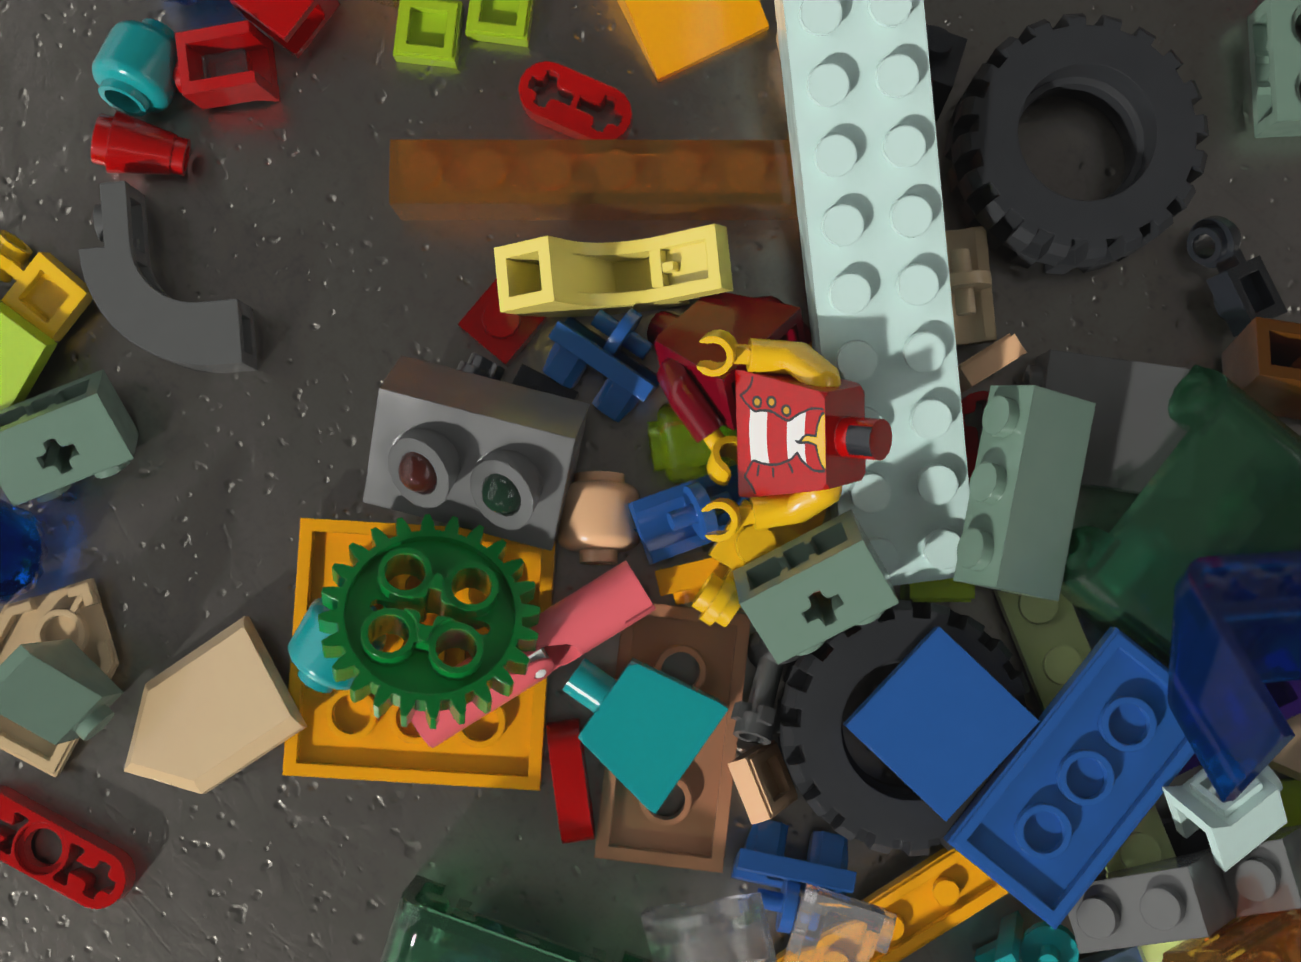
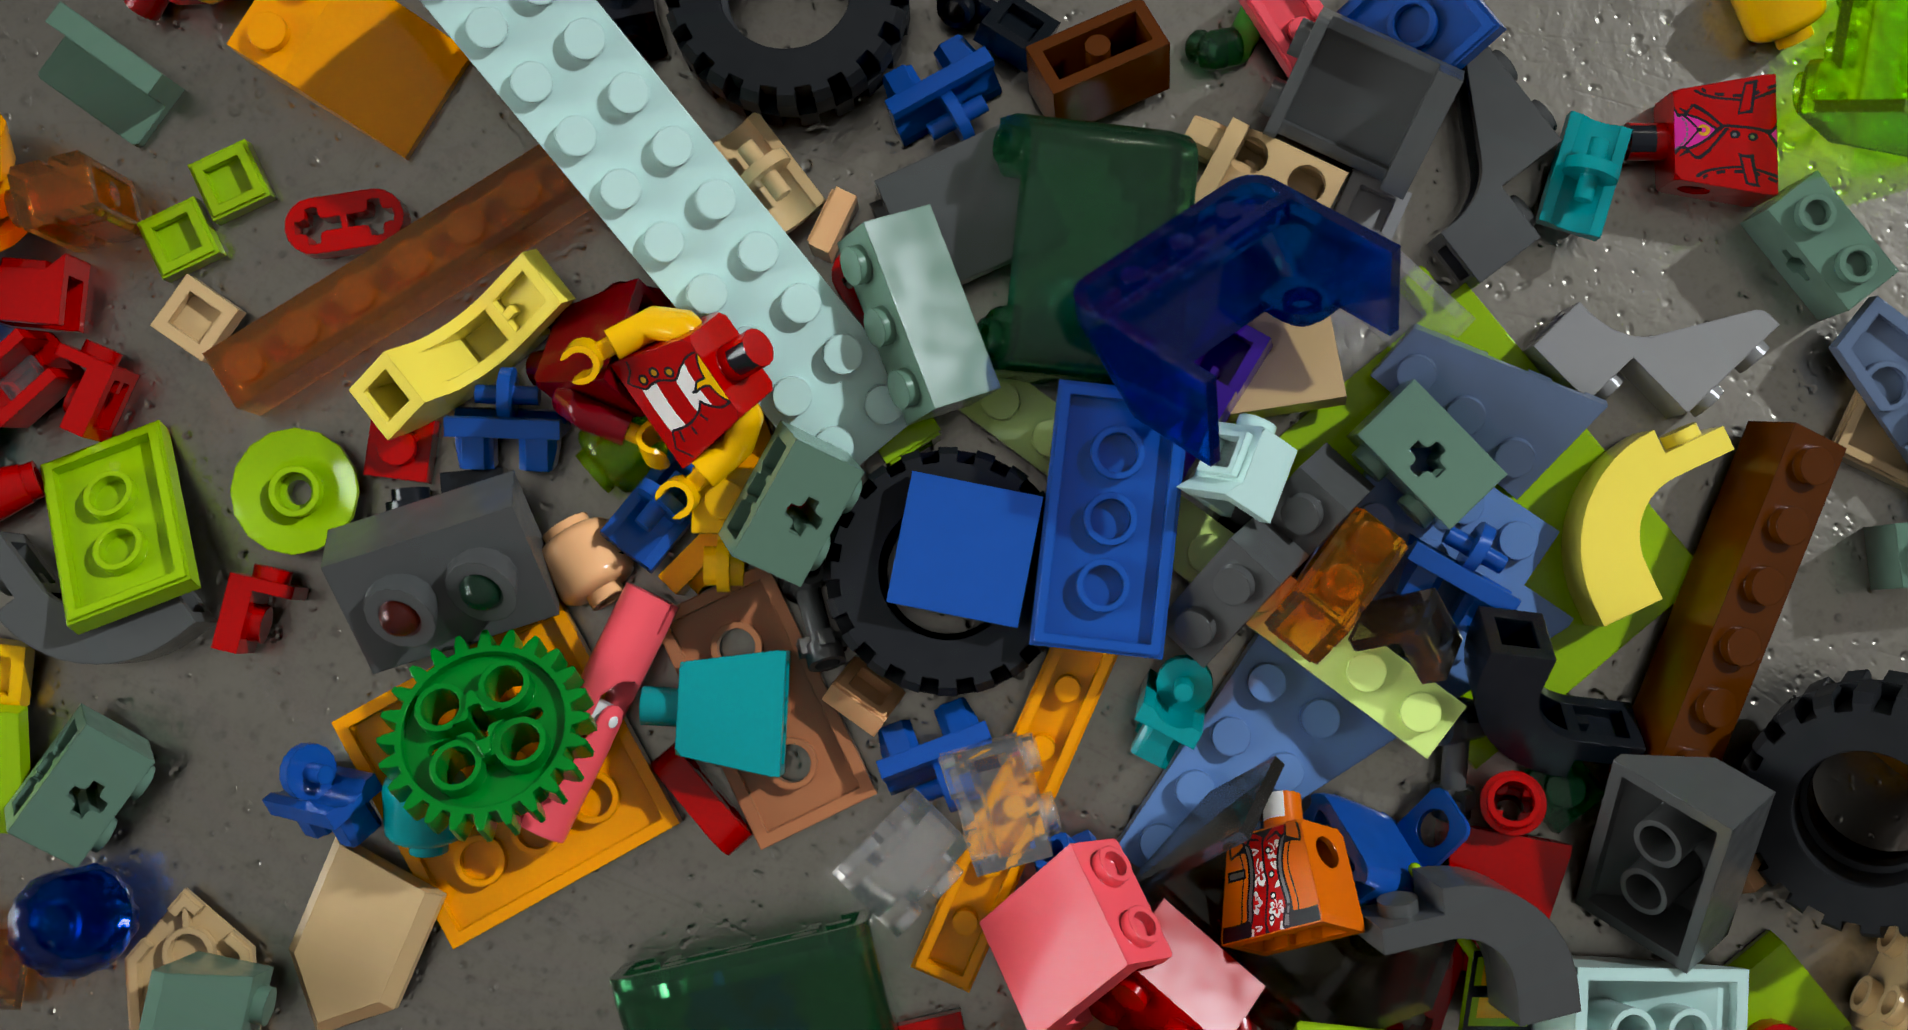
camera: 35 degrees left, 0 degrees up
(227, 242) = (119, 527): none -> lime tile
(258, 580) = (325, 795): none -> blue hips
(279, 120) = (100, 396): none -> red bracket
(285, 380) = (244, 609): none -> red bracket
(374, 277) = (265, 486): none -> lime dish
(401, 106) = (197, 317): none -> tan plate
(1150, 317) = (944, 99): none -> blue hips

